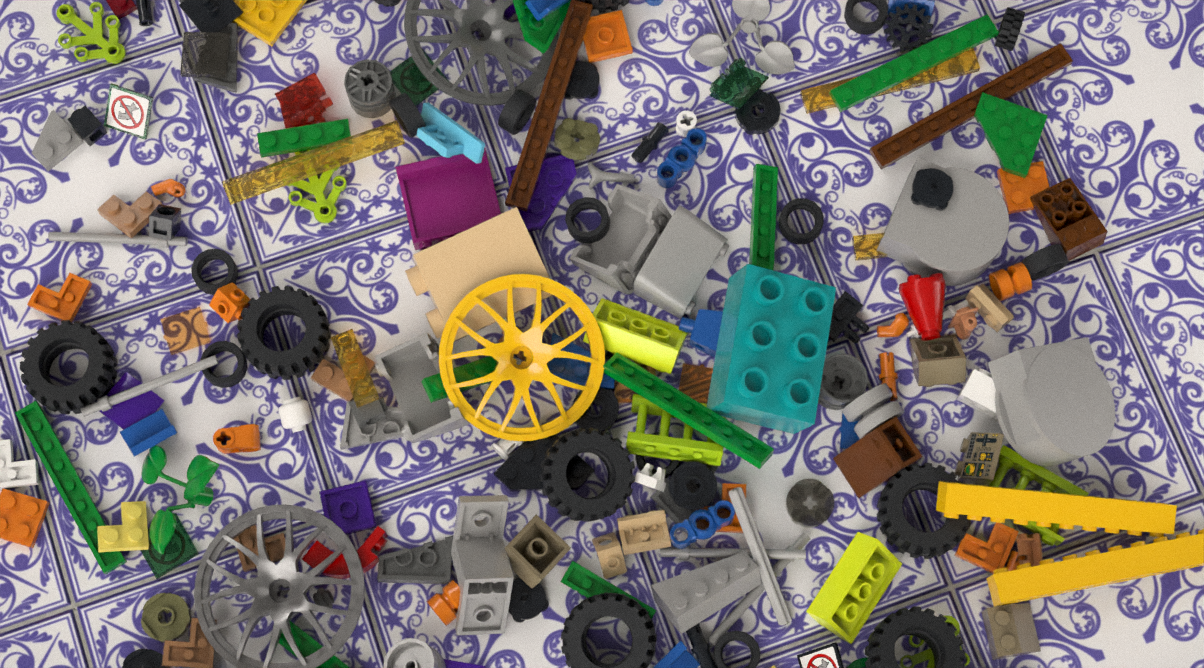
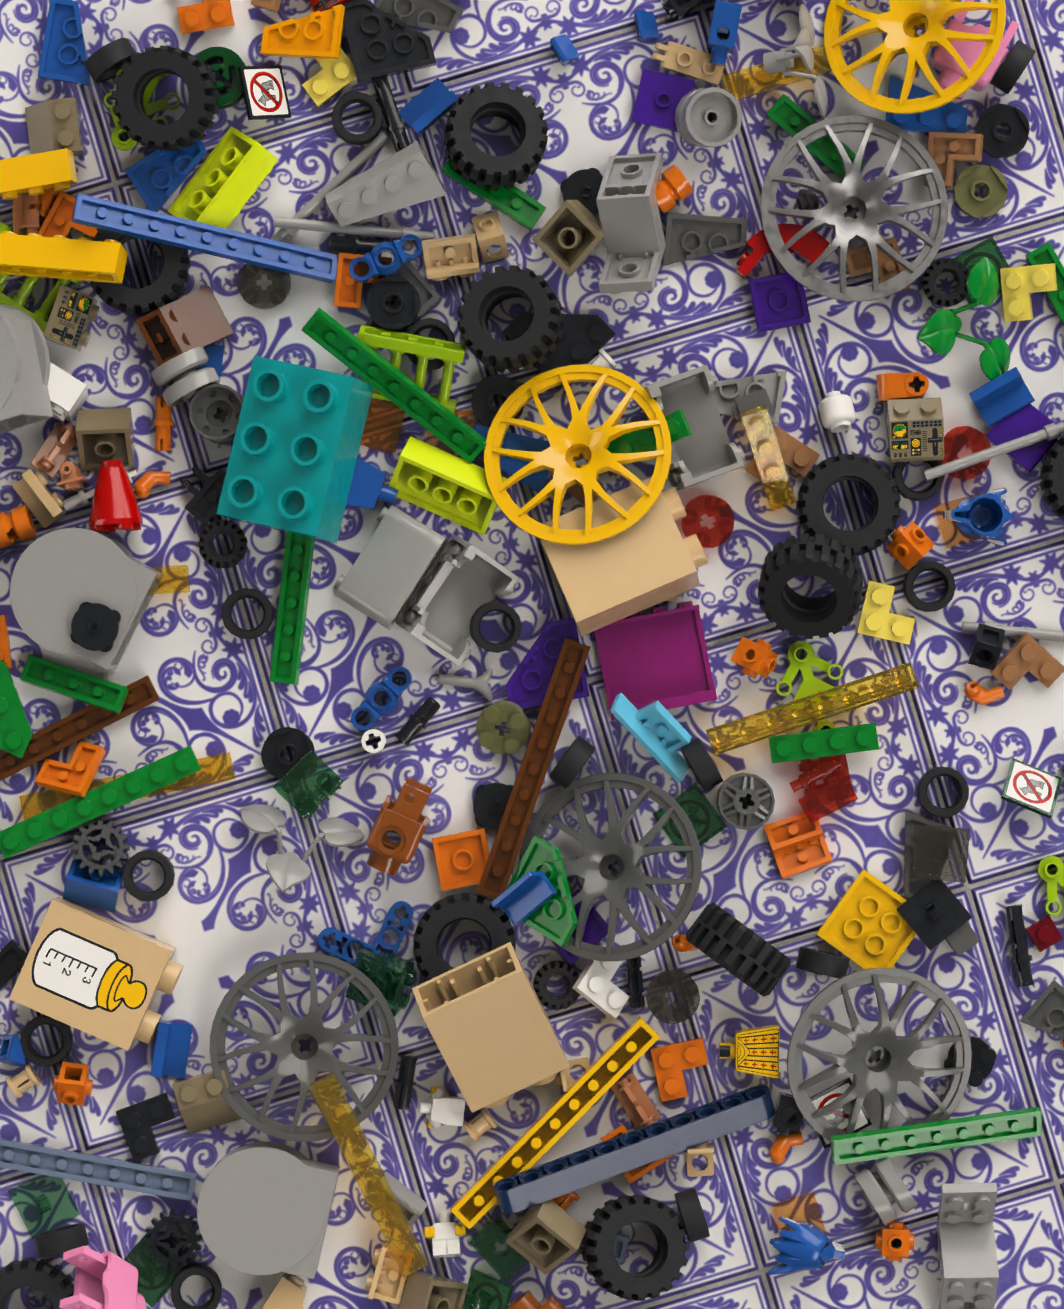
camera: 175 degrees left, 15 degrees up
(166, 331) = (982, 516): none -> blue piece
(183, 526) = (931, 274): none -> black tyre
(184, 399) = (970, 438): none -> clear red plate
(196, 93) = (963, 794): none -> black tyre
(225, 398) = (915, 429): none -> dark tan slope
(259, 244) = (877, 620): none -> light yellow plate
(315, 257) = (805, 614): none -> black tyre
(326, 60) = (797, 845): none -> orange slope
(363, 204) = (755, 657): none -> orange brick
(403, 329) = (711, 507): none -> clear red plate
(654, 481) = (442, 310): white tile -> none
(659, 39) = (404, 818): none -> dark orange piece
(725, 539) = (352, 245): none -> black axle
(760, 556) = (324, 220): light grey axle -> none
(833, 265) = (206, 544): none -> black tyre
(872, 529) = (204, 238): none -> plate
(912, 589) = (163, 172): none -> blue wing
(934, 83) = (75, 776): none -> orange plate
(941, 153) = (74, 684): none -> green plate
(981, 346) = (55, 449): none -> nougat hinge

